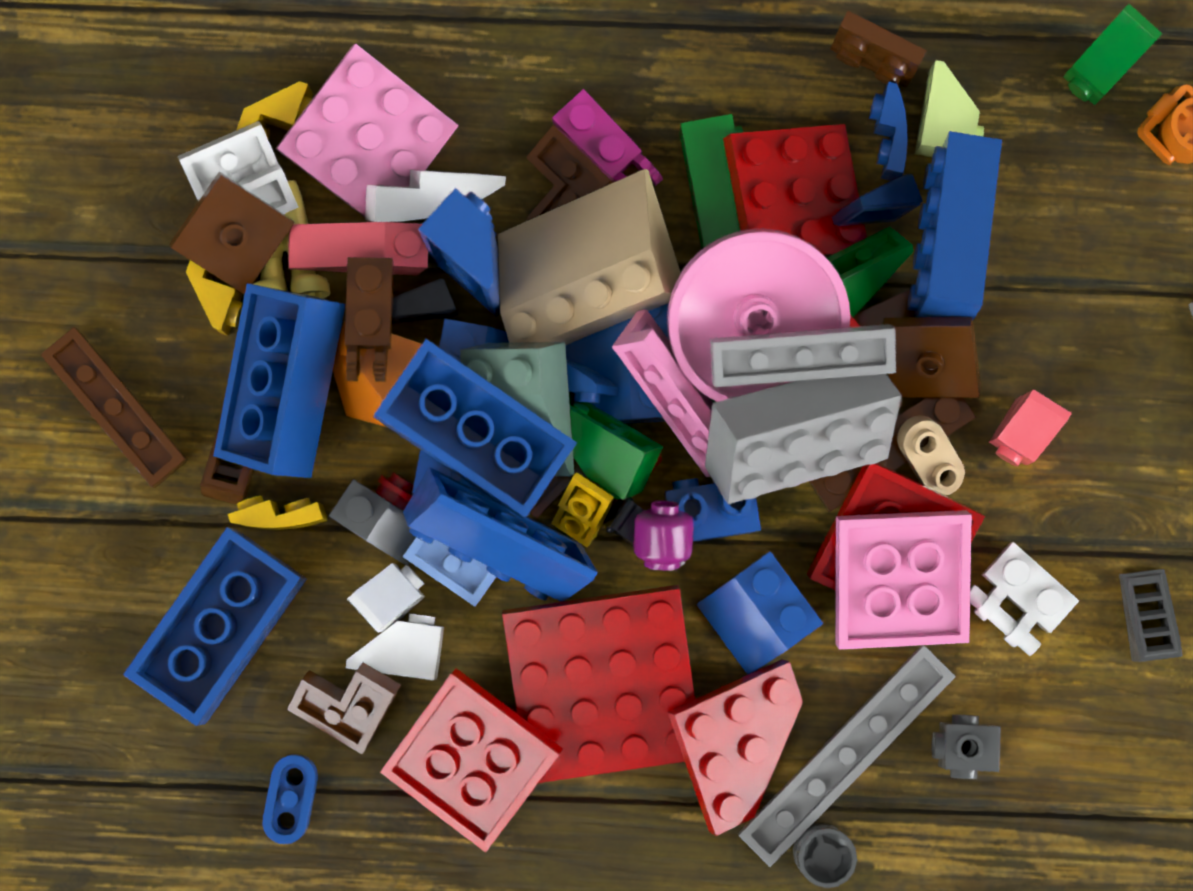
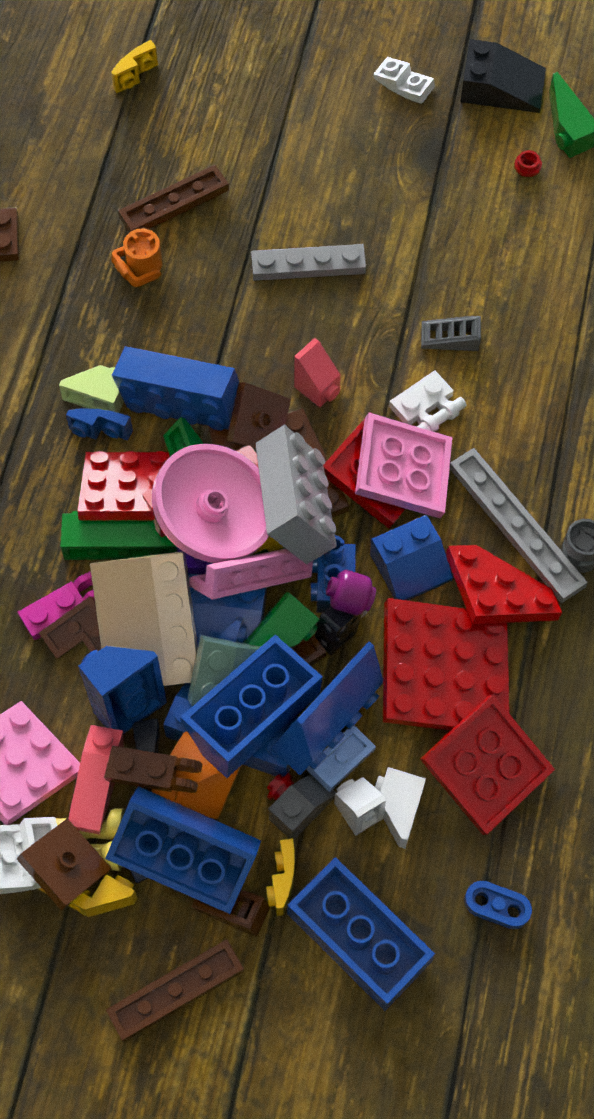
camera: 80 degrees left, 20 degrees down
(349, 714) = (442, 848): plate -> none
(424, 194) = (69, 725): white slope -> none
(582, 510) = (320, 654): yellow slope -> none
(803, 355) = (245, 478): light grey plate -> none
(877, 49) = (42, 417): reddish brown plate -> none
(881, 204) = (146, 433): dark blue slope -> none
(932, 459) = (325, 435): tan plate -> none
(982, 749) = (521, 447): dark grey brick -> none
(1111, 55) = (83, 281): green slope -> none

